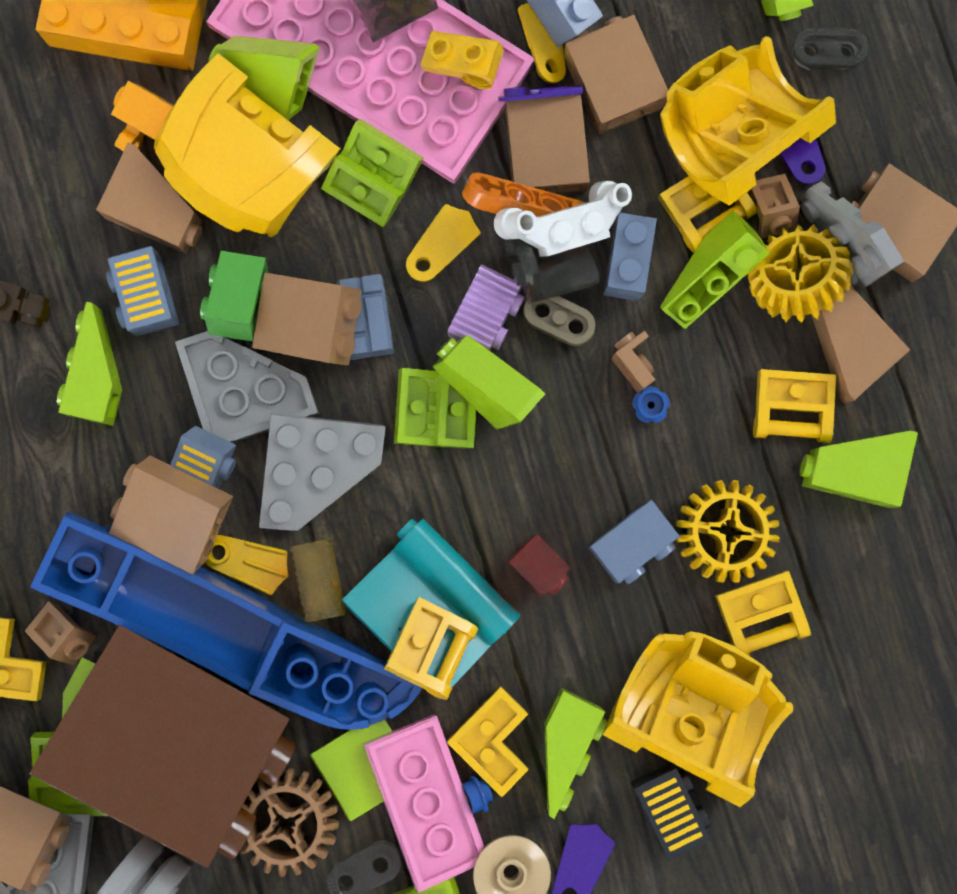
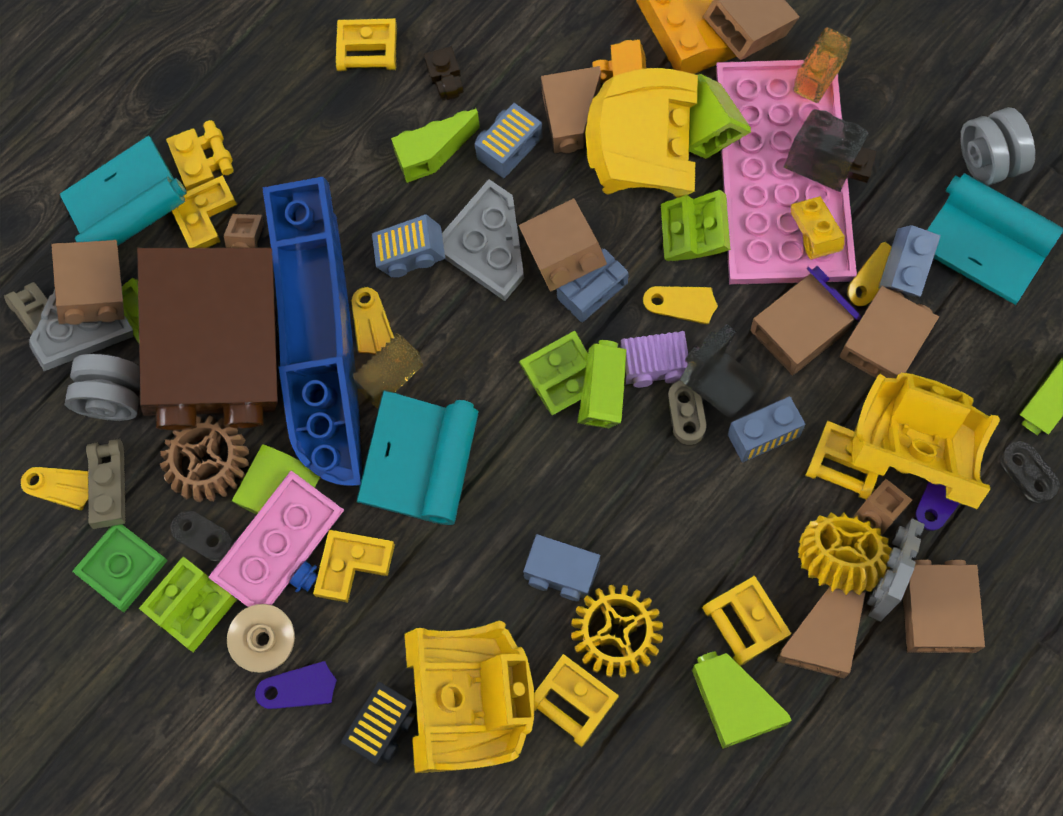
camera: 65 degrees right, 15 degrees down
(169, 513) = (368, 243): medium nougat brick -> none
(234, 295) = (544, 191): bright green piece -> none
(313, 465) = (465, 318): light grey plate -> none
(419, 644) = (388, 458): yellow plate -> none
(495, 194) = (749, 337): orange beam -> none
(540, 566) = (497, 506): clear red brick -> none
(566, 227) = (752, 366): white plate -> none
(568, 734) = (385, 613): lime slope -> none
(633, 367) = (689, 487): medium nougat bracket -> none
(660, 401) = (671, 508): blue plate -> none
(714, 268) = (801, 493): lime slope -> none

